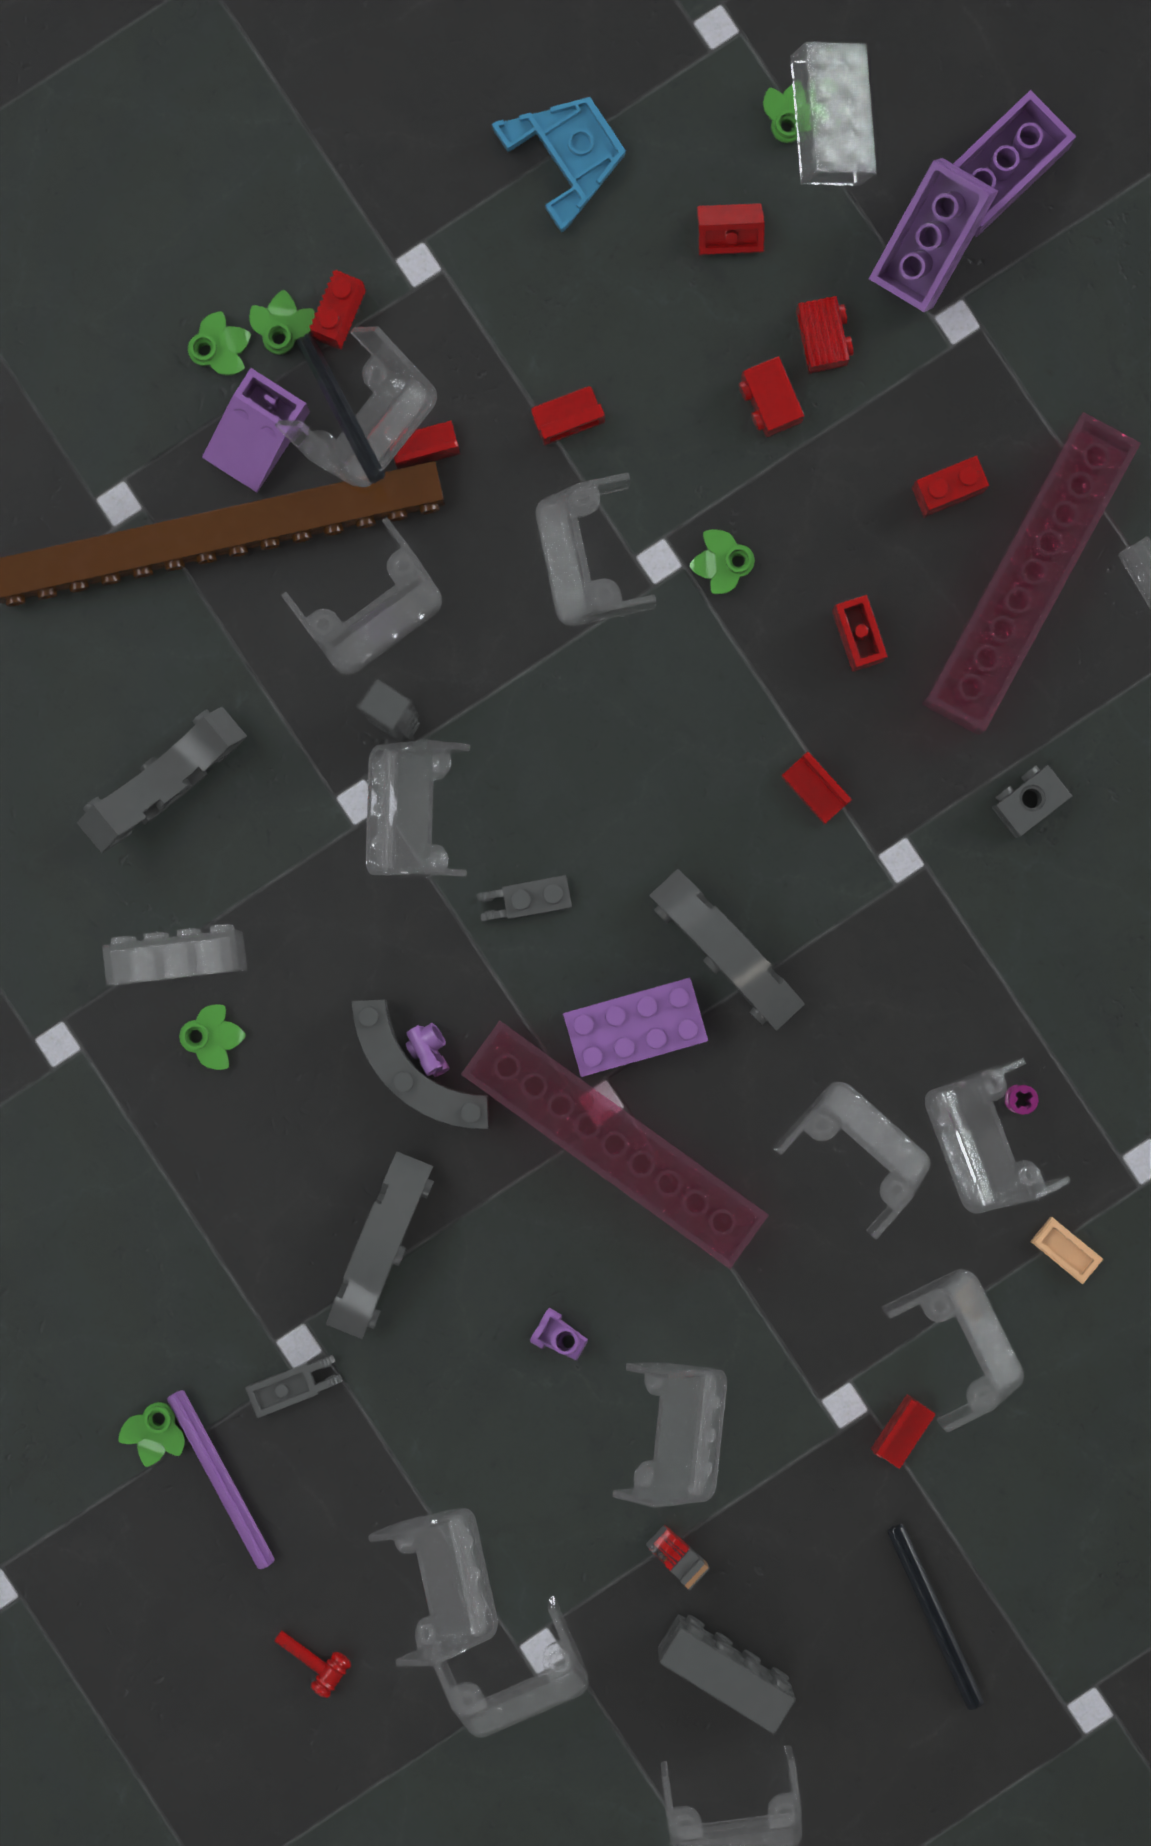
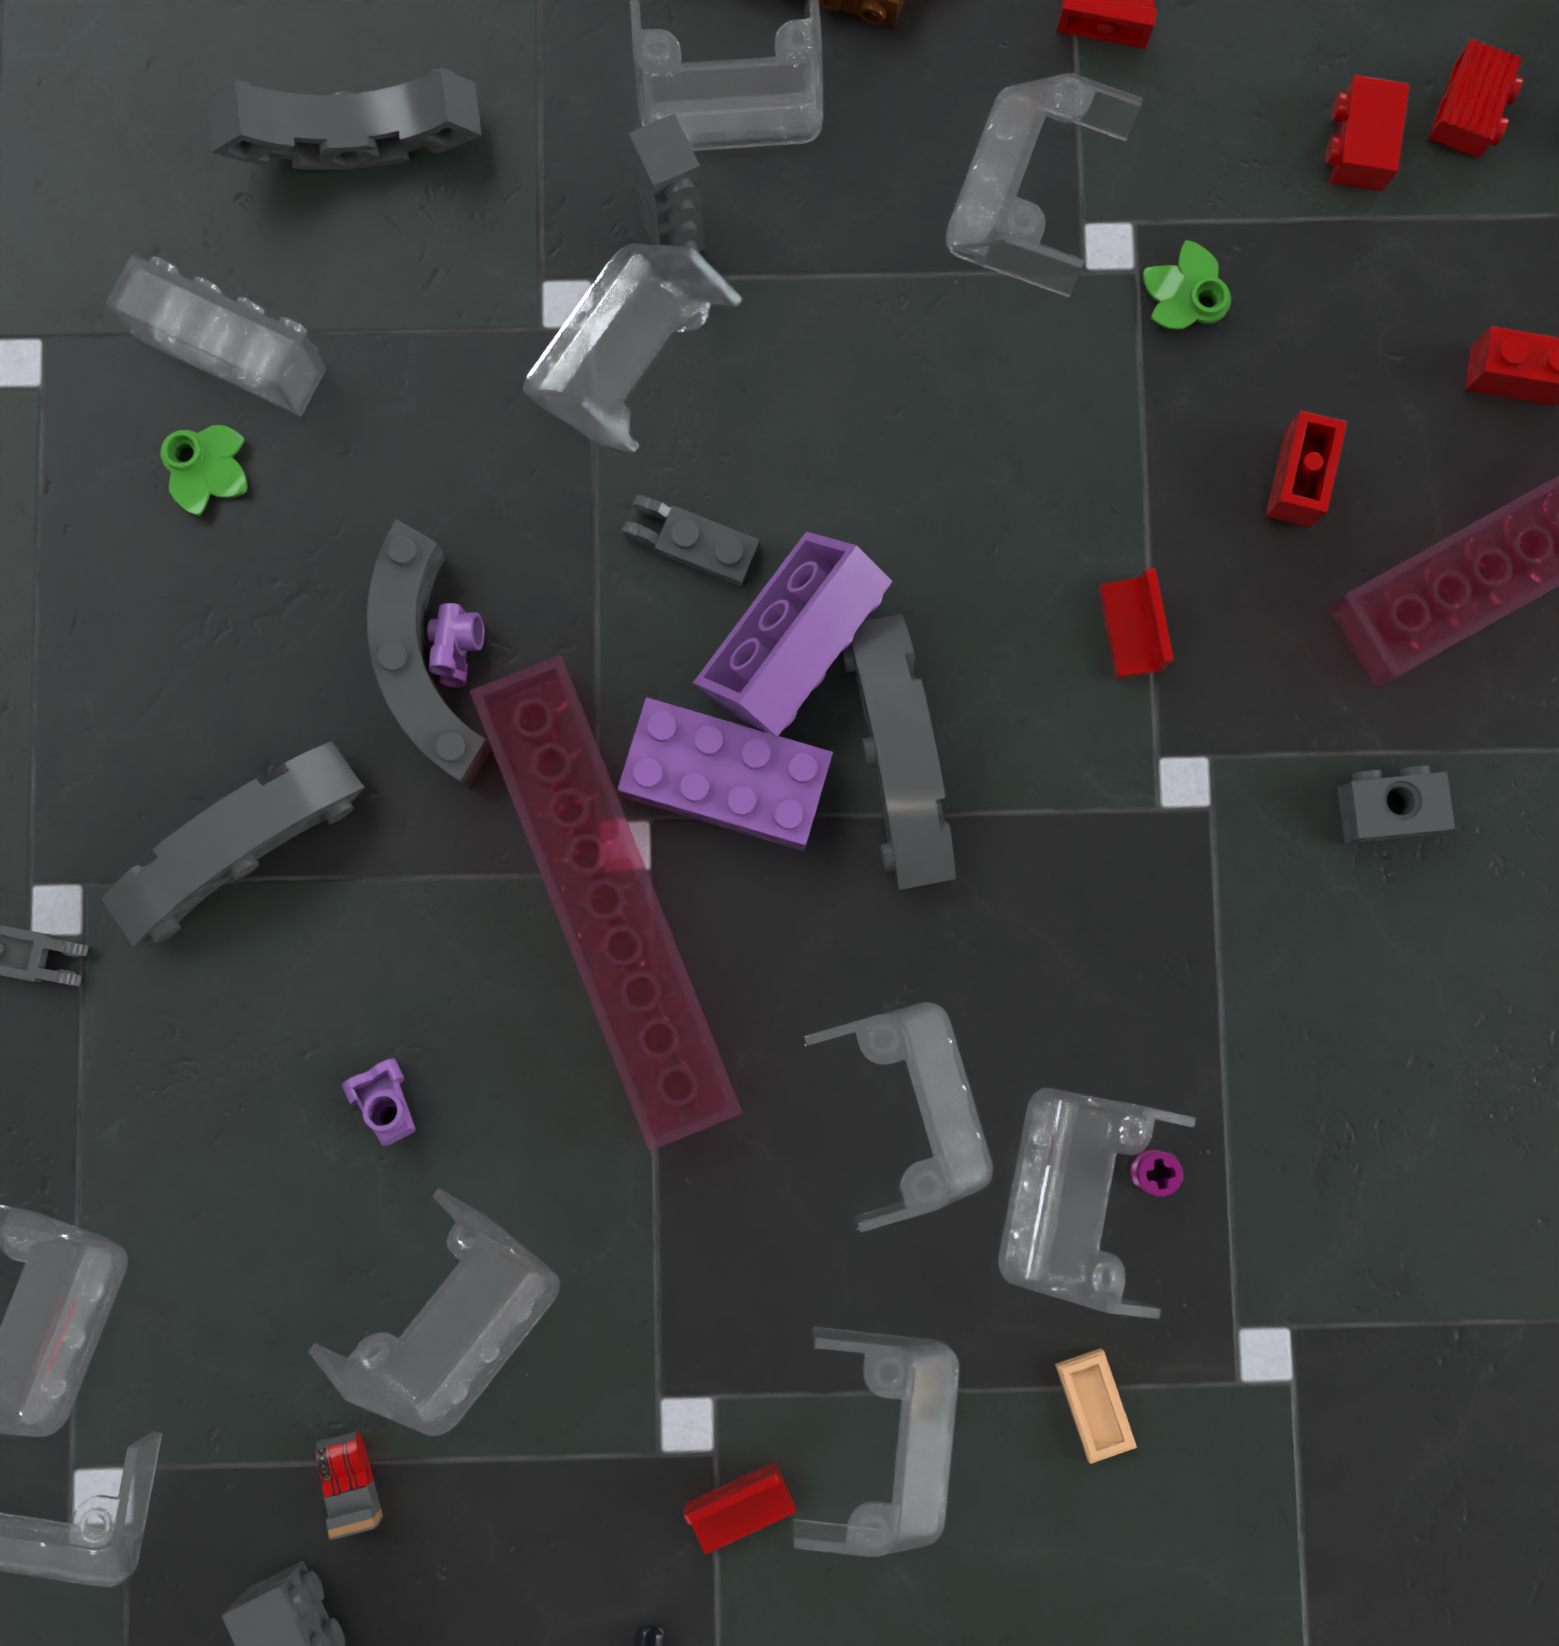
camera: 25 degrees right, 5 degrees down
(623, 922) = (793, 632): none -> medium lavender brick

